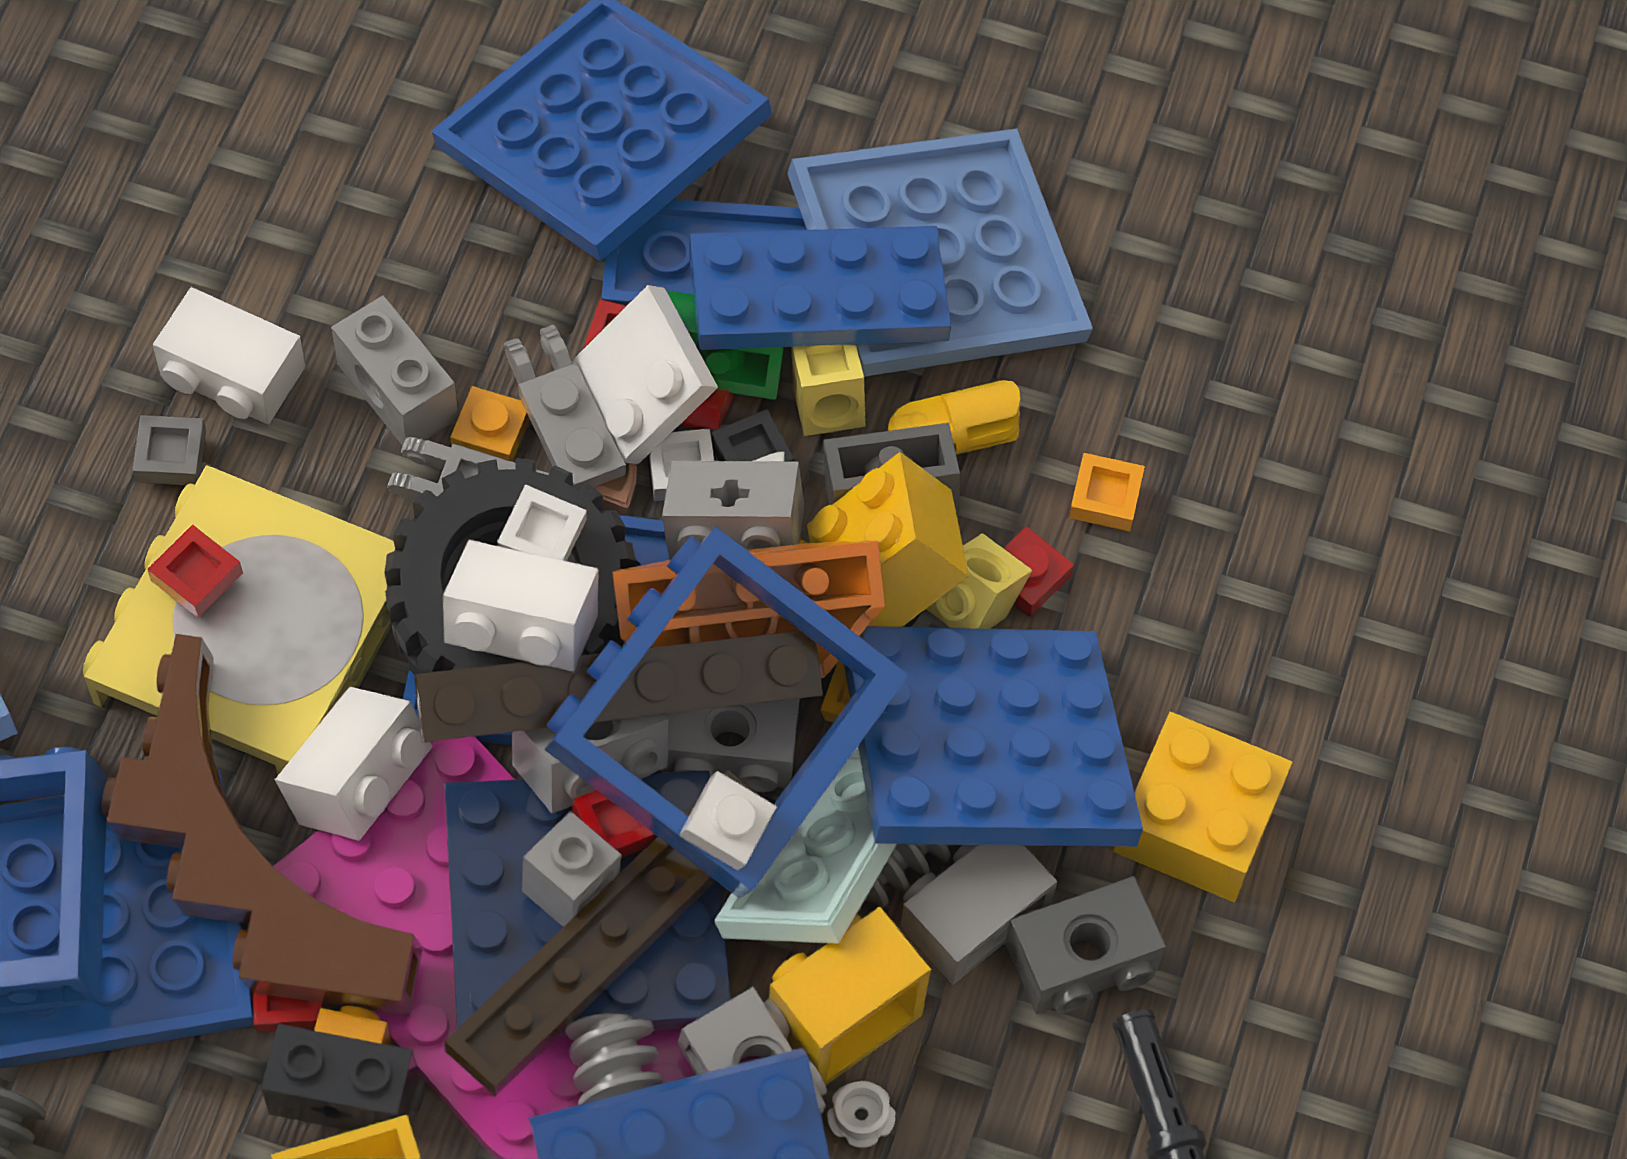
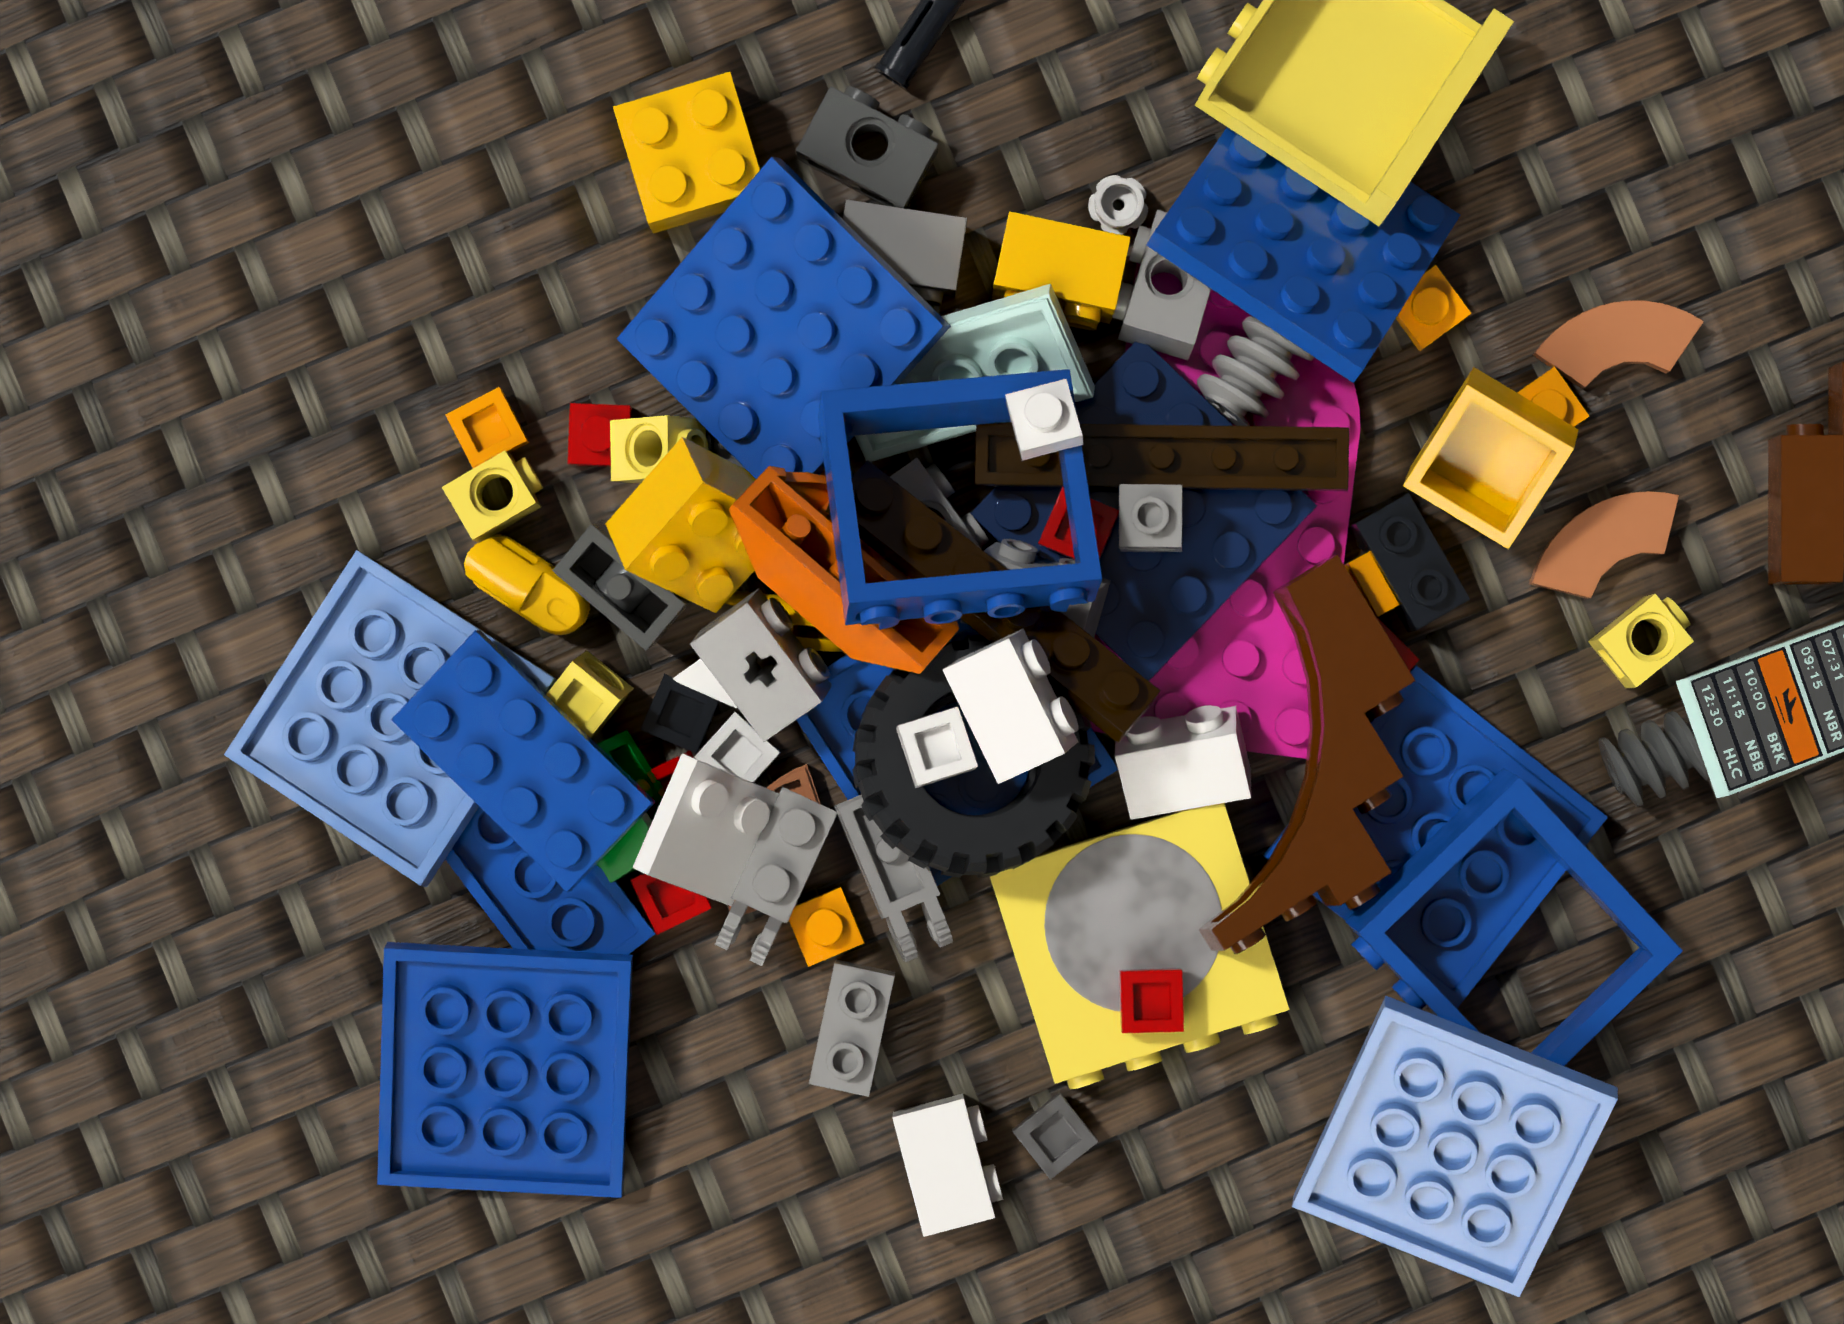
camera: 125 degrees left, 25 degrees up
(1052, 430) = (466, 495): none -> light yellow brick

